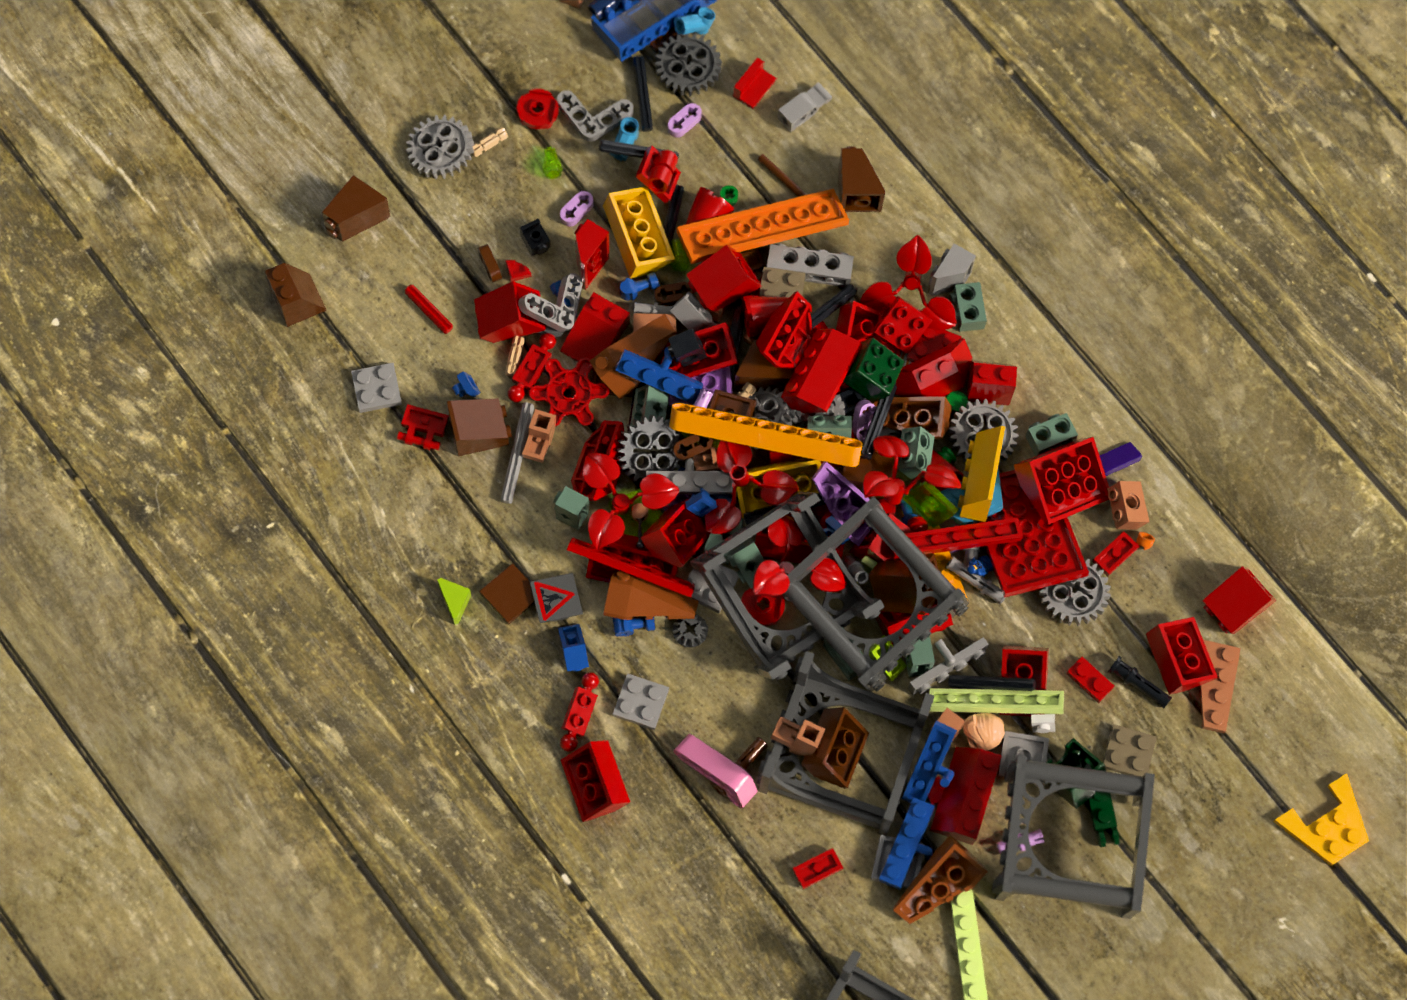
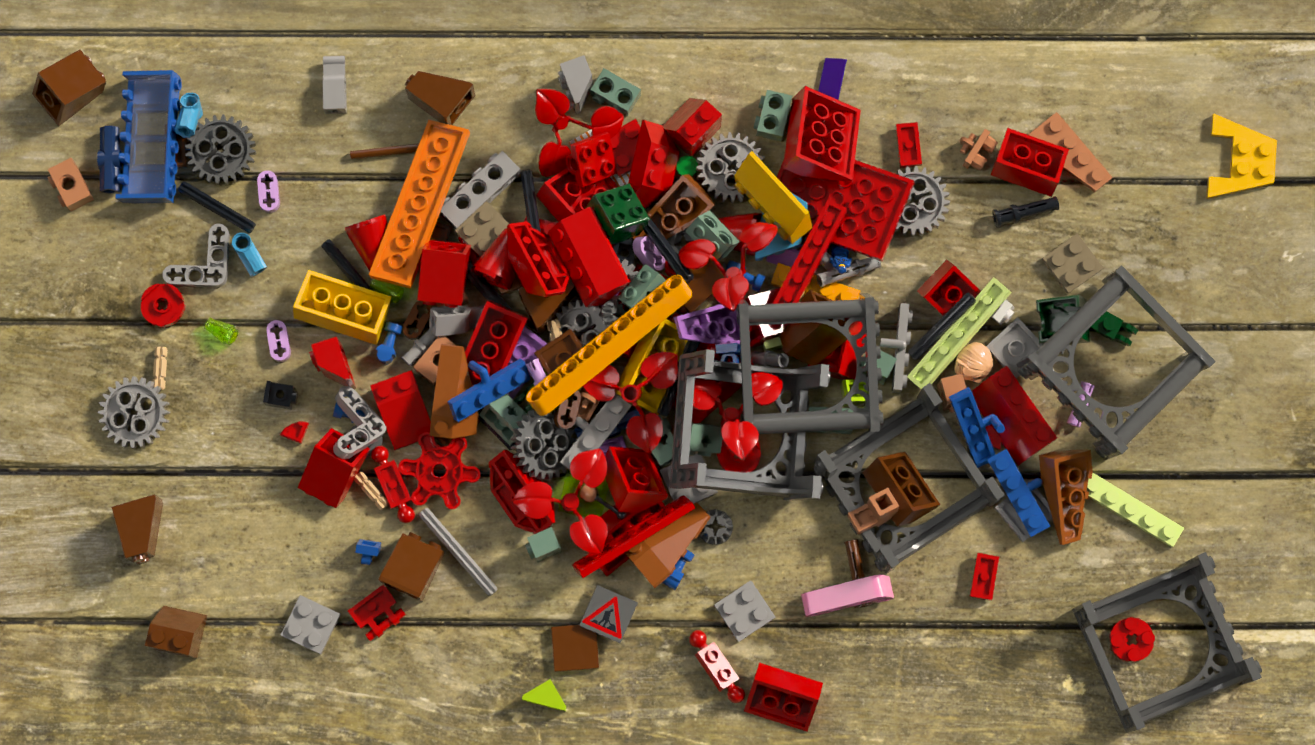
camera: 50 degrees left, 10 degrees up
(429, 309) = (274, 530): red axle -> none
(489, 263) = (273, 449): reddish brown beam -> none
(540, 436) = (461, 524): nougat brick -> none
(573, 647) = (660, 631): blue slope -> none
(624, 149) = (270, 252): black axle -> none
(659, 172) = (304, 250): red plate -> none
(686, 348) = (487, 351): black brick -> none
(701, 503) = (622, 440): blue tile -> none
(729, 189) = (369, 202): green bush -> none
(753, 84) = (282, 110): red panel -> none
(917, 524) = (769, 281): red plate -> none
(930, 504) = (766, 259): clear neon green plate -> none
(947, 454) = (726, 211): green bush -> none
(1090, 679) = (993, 246): red plate -> none
(1128, 505) = (878, 103): nougat brick -> none
(1145, 540) = (915, 113): orange hinge -> none
(1157, 604) = (974, 159): none -> nougat hips
(1238, 600) = (1019, 82): red slope -> none

